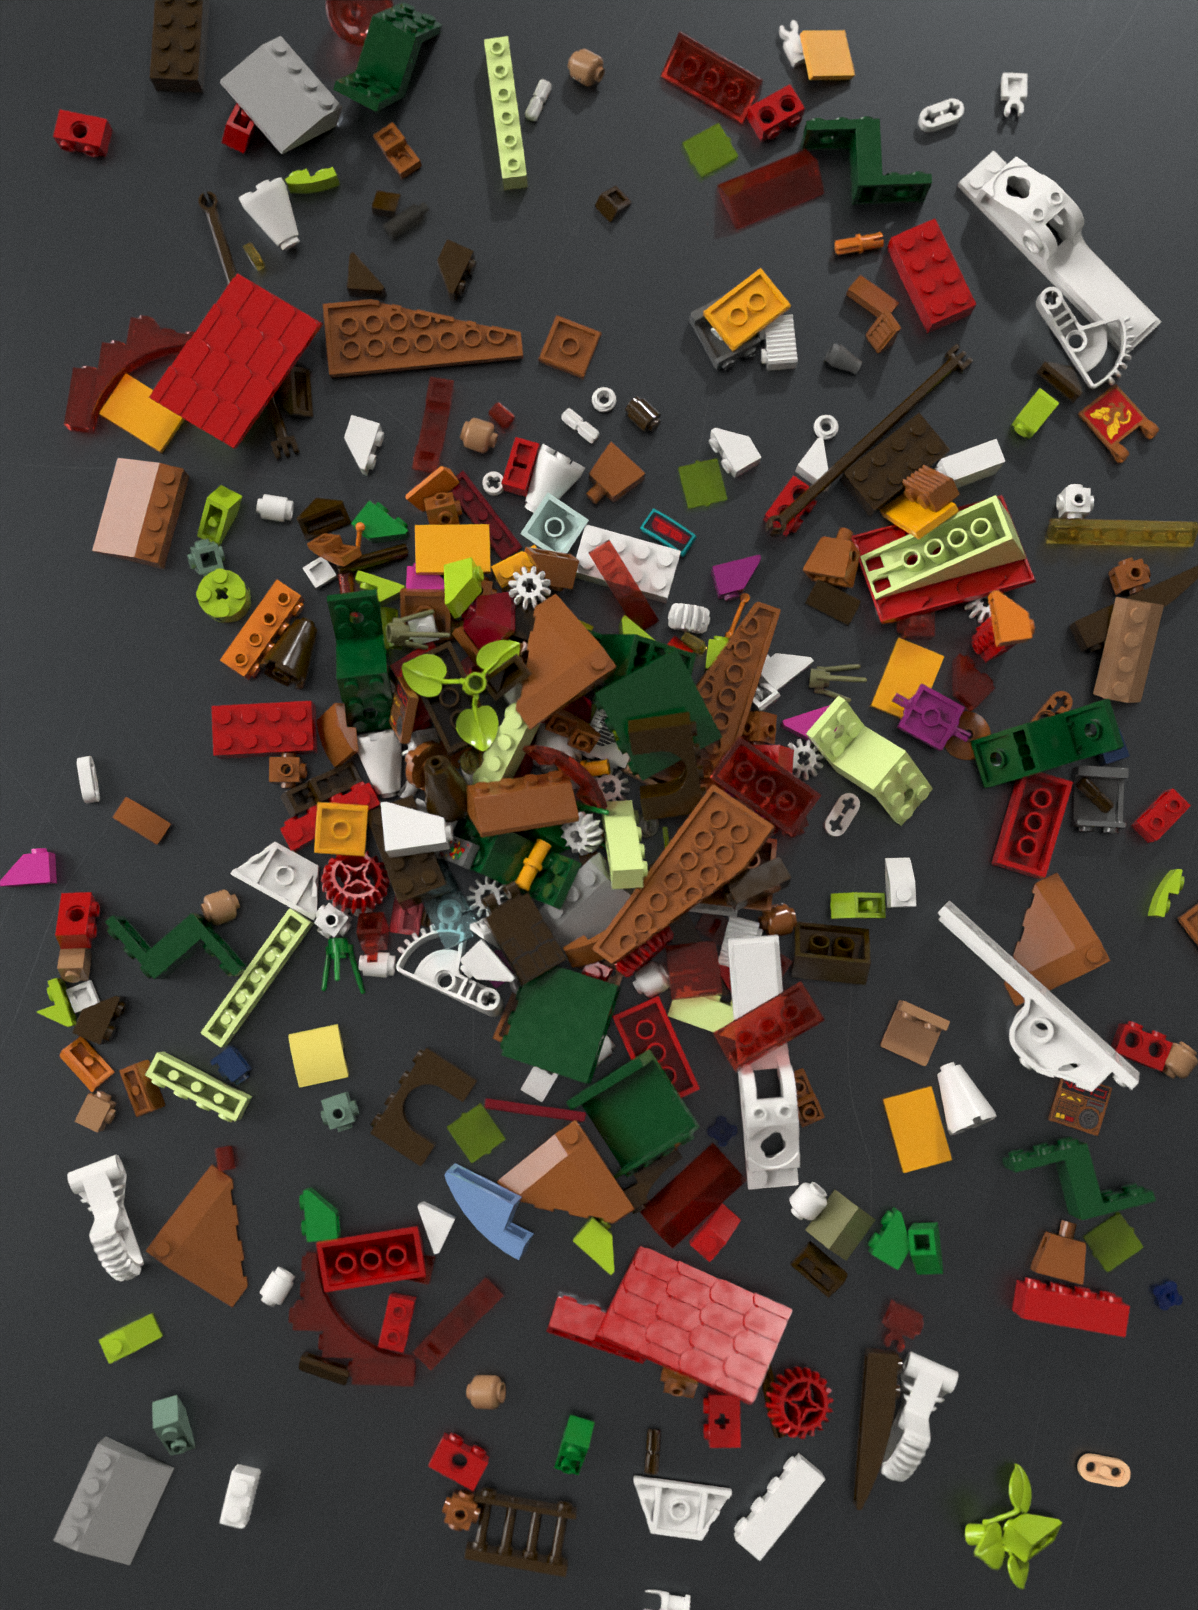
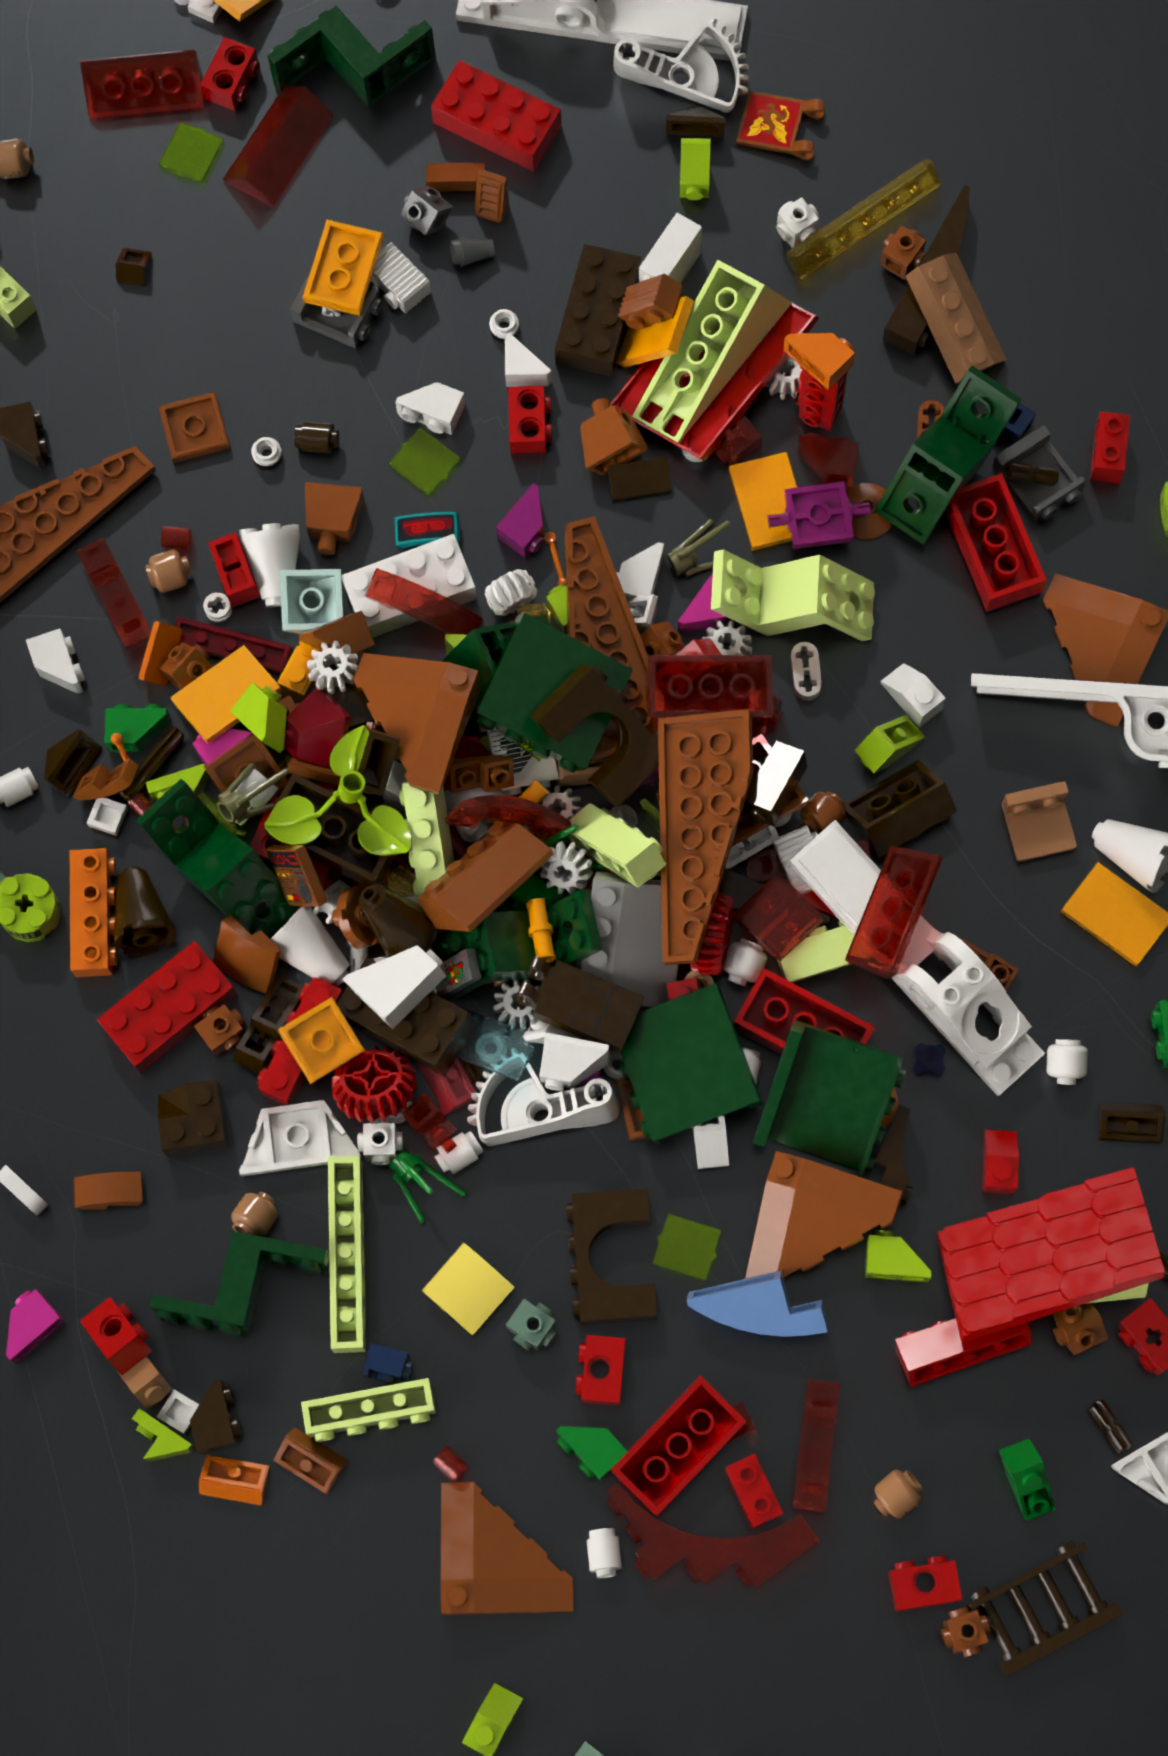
camera: 30 degrees left, 10 degrees down
(96, 1111) = (282, 1516): medium nougat brick -> none
(112, 1236) = (347, 1593): white arm -> none
(227, 815) = (192, 1118): none -> dark brown slope
(324, 1368) = (716, 1601): dark brown slope -> none
(350, 1183) = (608, 1389): none -> red brick
(437, 1224) = (718, 1364): white slope -> none
(534, 1110) = (726, 1177): dark red tile -> none
(576, 422) = (255, 492): white piece -> none
(580, 951) = (657, 978): dark orange slope -> none
(692, 1195) = (950, 1142): clear red slope -> none
(833, 308) = (426, 210): none -> dark grey brick
(840, 1225) = (1117, 1061): olive slope -> none
(859, 243) = (403, 135): orange axle -> none
(954, 362) = (534, 413): dark brown hinge -> none

